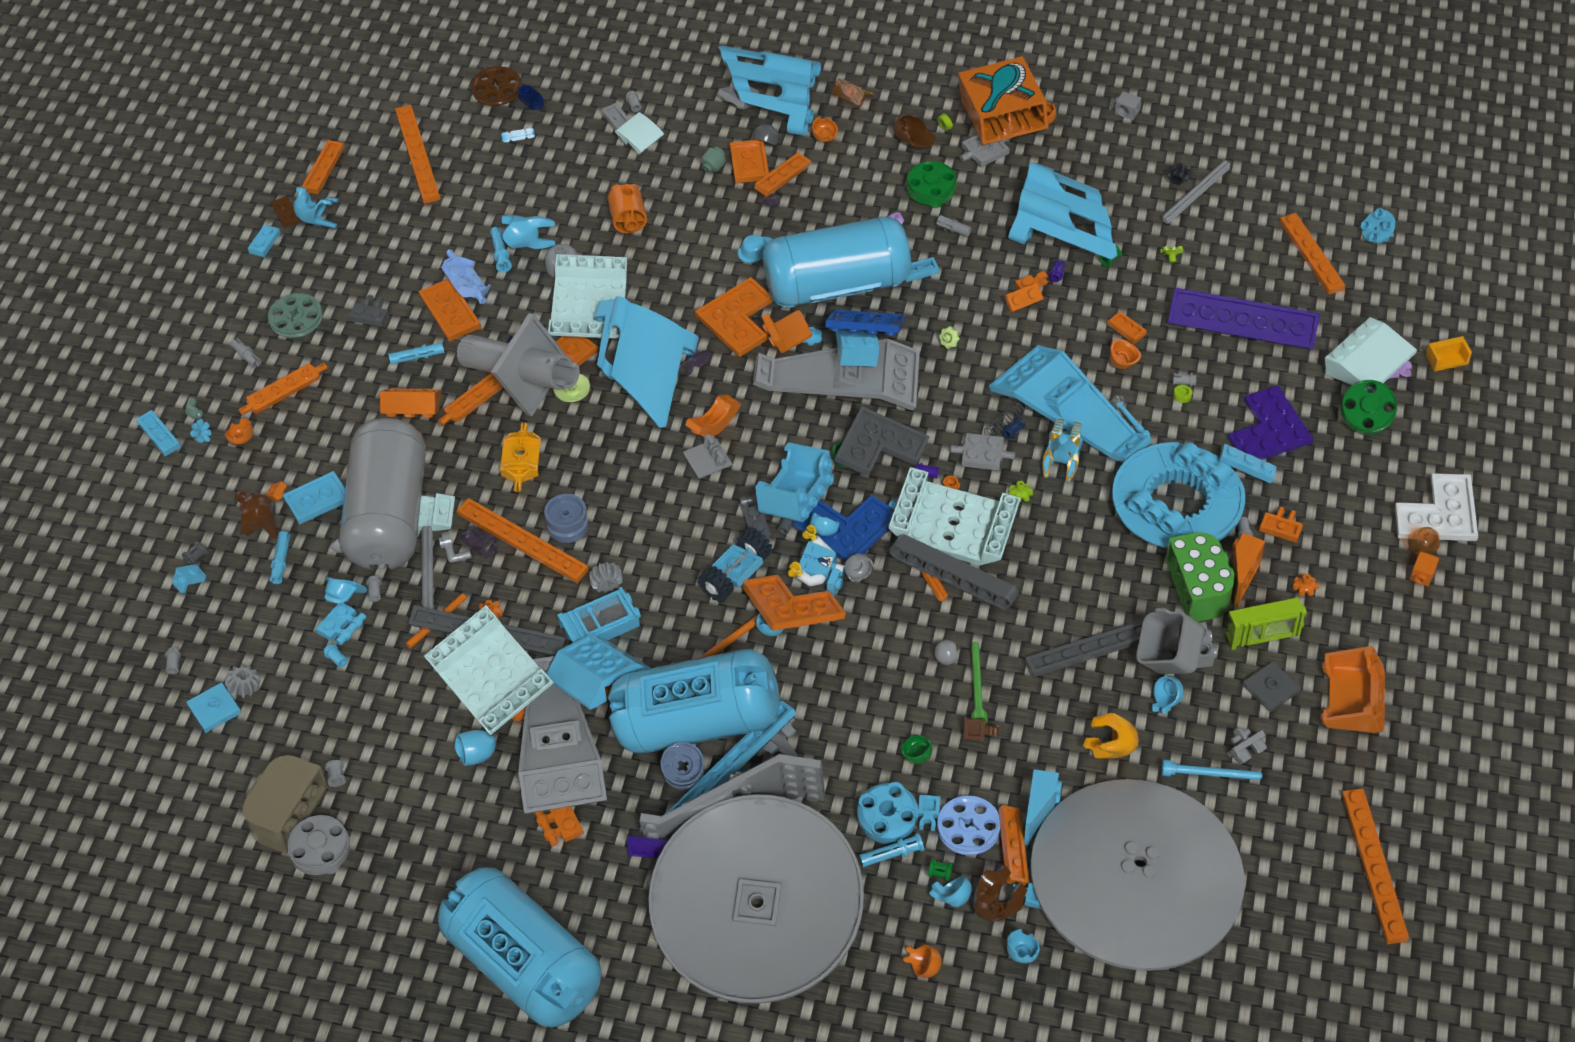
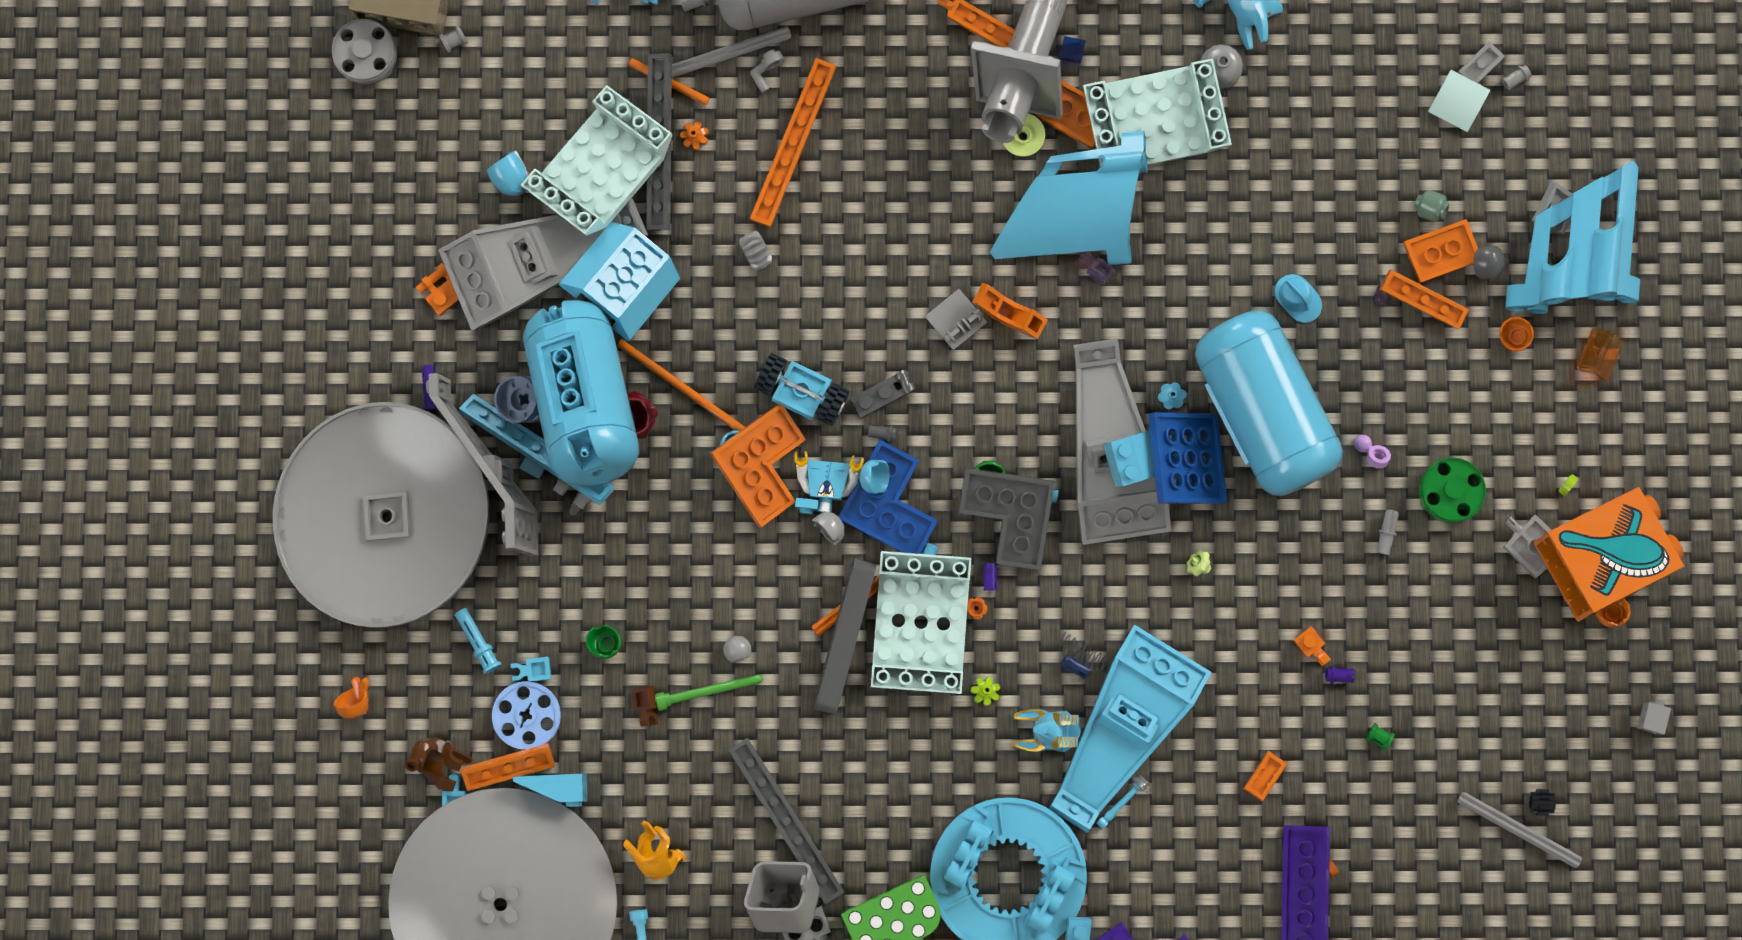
camera: 75 degrees right, 30 degrees up
(436, 512) = (813, 34): light aqua slope -> none
(479, 541) = (781, 95): clear purple leg -> none
(519, 947) = (269, 291): medium azure piece -> none
(520, 467) = (897, 114): light orange plate -> none
(566, 518) = (820, 173): sand blue wheel -> none
(602, 617) = (701, 258): medium azure door -> none
(627, 208) = (1309, 126): orange cylinder -> none
(729, 316) = (1174, 288): orange plate -> none
(787, 331) = (1163, 365): orange bracket -> none
(798, 485) = (921, 432): medium azure windscreen -> none
(887, 812) = (519, 627): medium azure piece -> none
(913, 131) = (1536, 449): reddish brown hair -> none
(921, 271) = (1325, 516): medium azure tile -> none
(940, 873) = (464, 696): green bush -> none
(954, 893) = (438, 714): medium azure piece -> none
(982, 451) = (1033, 636): light grey plate -> none
(1022, 947) = (388, 798): medium azure hair -> none
(1023, 297) = (1285, 641): orange plate -> none
(1047, 208) = (1431, 646): medium azure panel -> none
(1123, 354) = (1214, 781): orange helmet -> none
(1167, 693) = (729, 903): medium azure piece -> none
(1172, 252) = (1403, 813): lime plant -> none
(1182, 393) = (1176, 859): lime tile -> none
(1184, 379) = (1196, 860): light grey pin -> none

